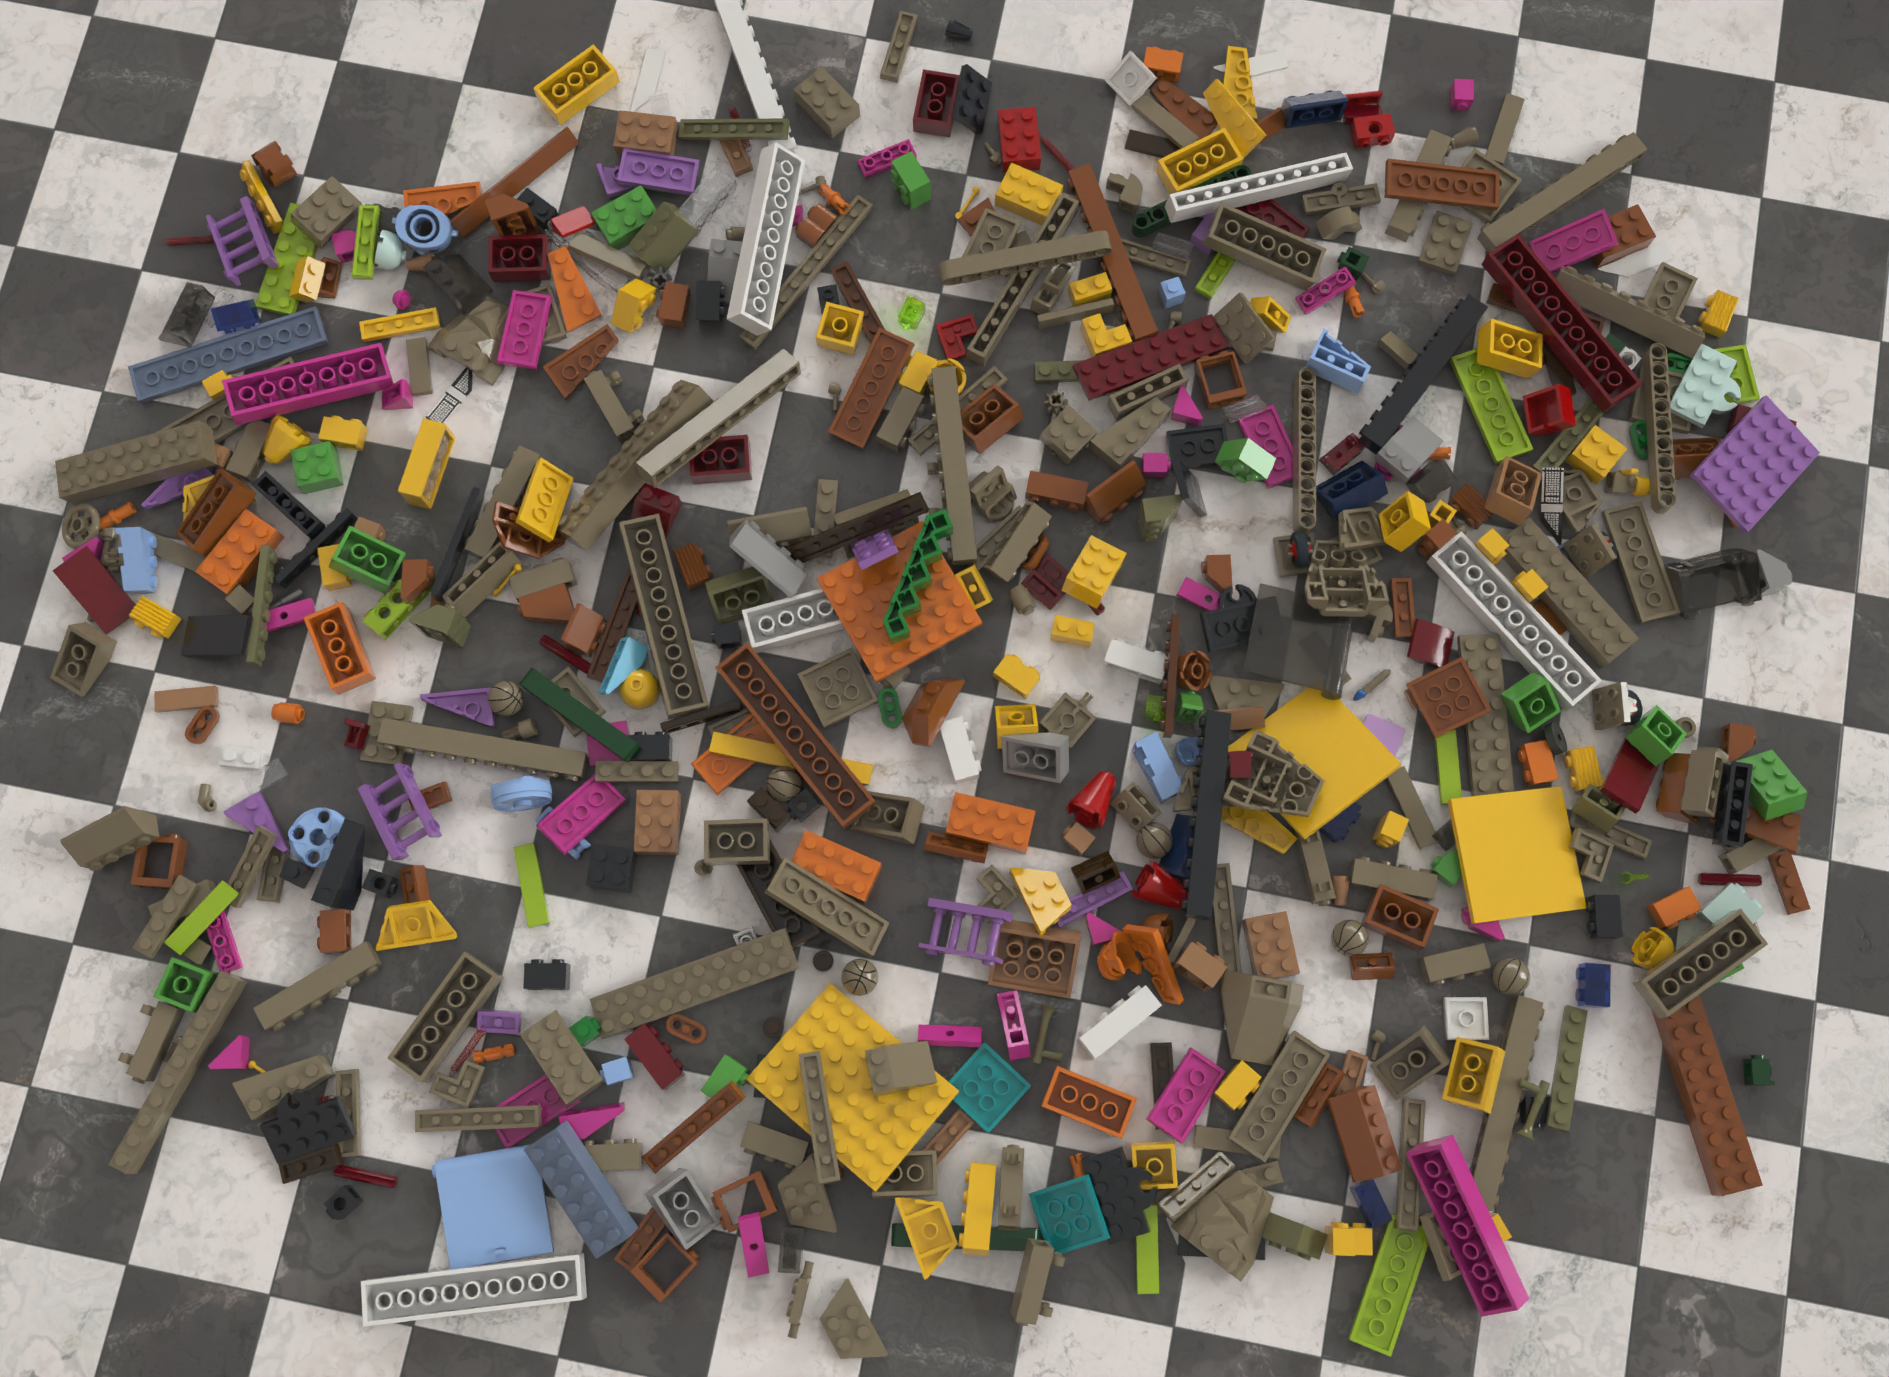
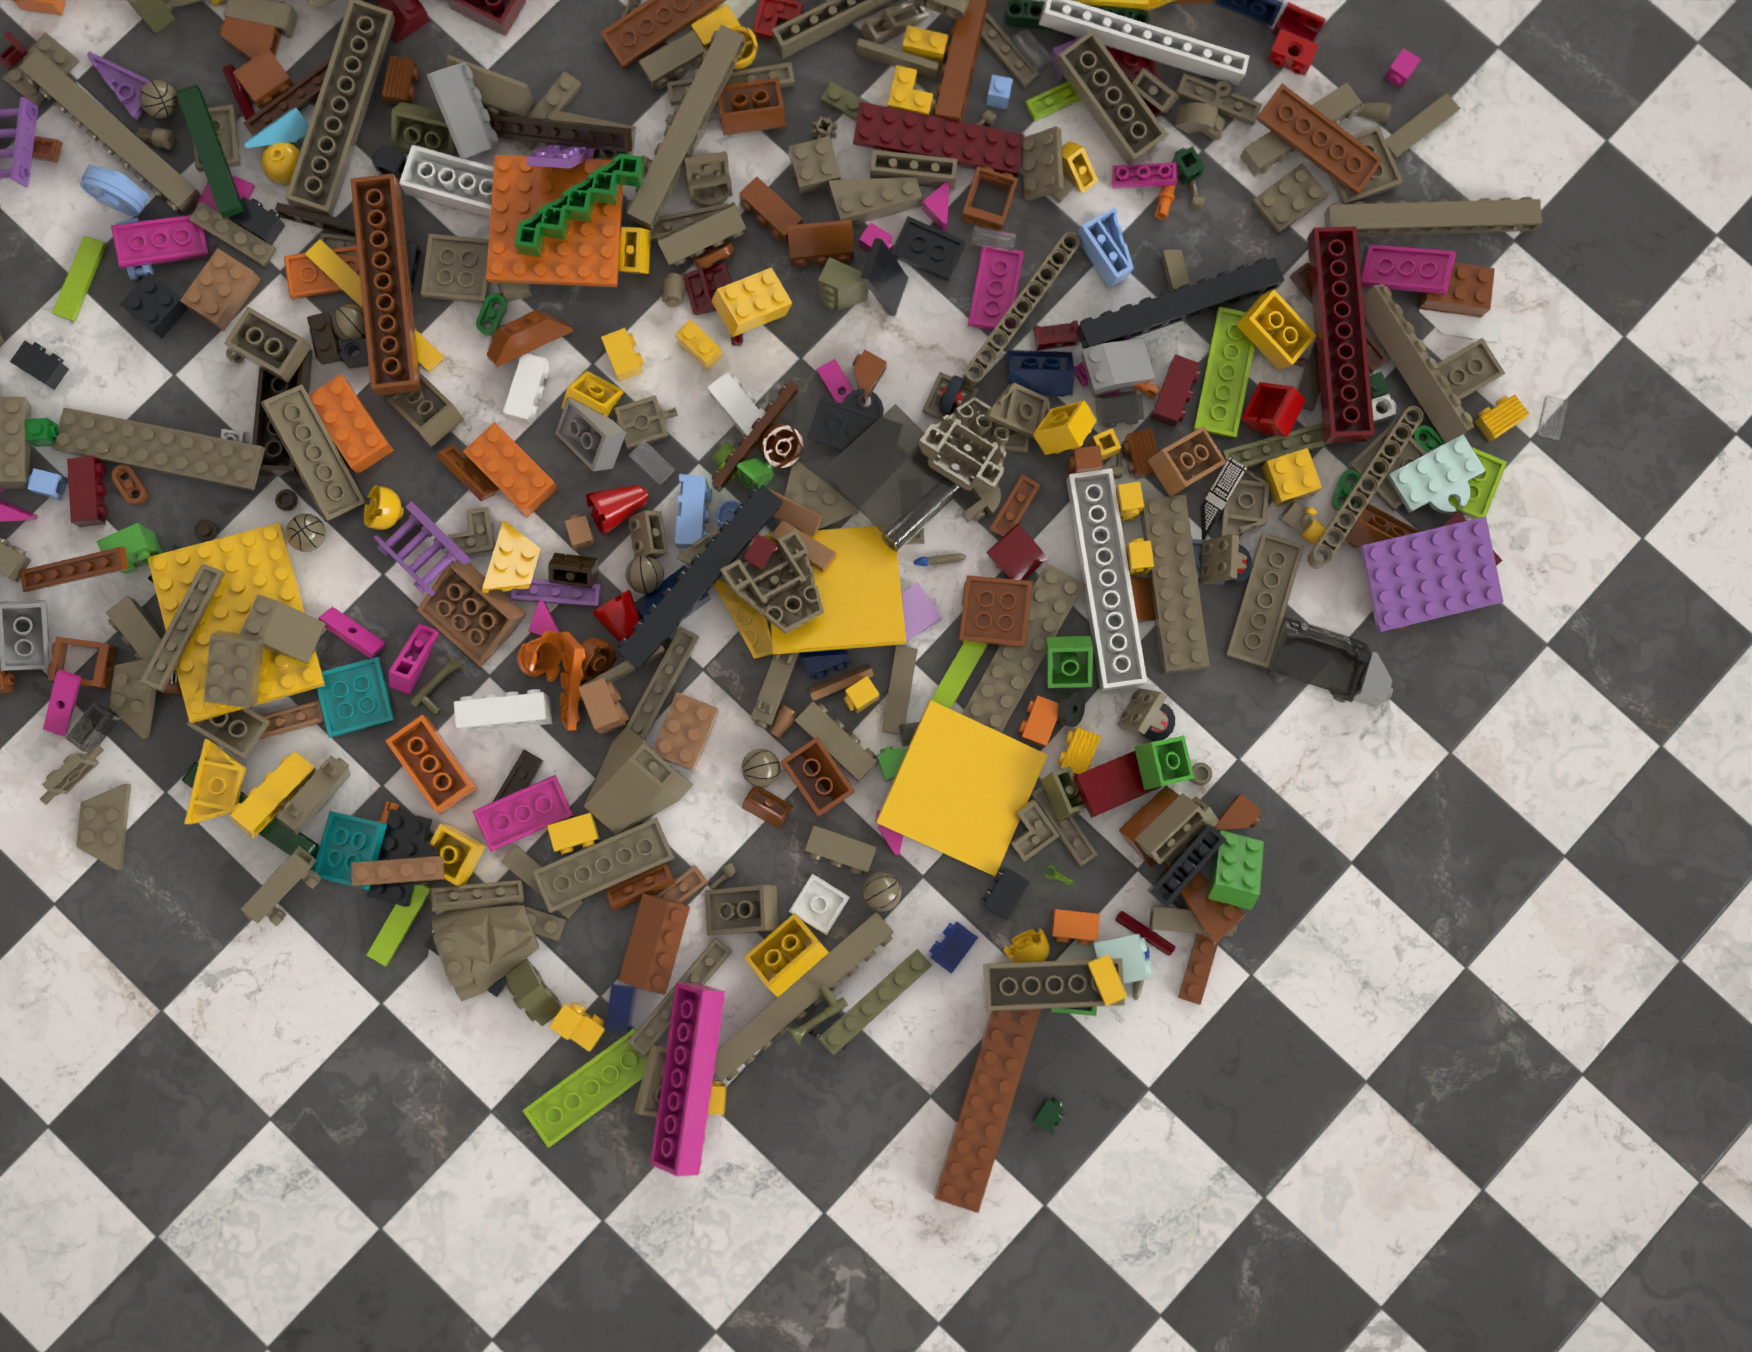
camera: 25 degrees right, 5 degrees up
(890, 1123) = (233, 669): none -> dark tan brick
(908, 919) = (383, 509): none -> yellow cylinder
(1097, 747) = (651, 462): none -> clear tile
(1127, 1205) = (398, 871): none -> medium nougat plate
(1242, 737) = (819, 555): none -> medium nougat tile
(1245, 460) = (957, 284): bright green brick -> none
(1294, 221) = (1155, 91): none -> dark tan brick
(1363, 829) = (840, 682): none -> medium nougat tile
(1463, 441) = (1176, 391): none -> dark red brick
(1743, 932) = (1107, 980): none -> yellow tile
(1753, 292) = (1551, 419): none -> clear tile

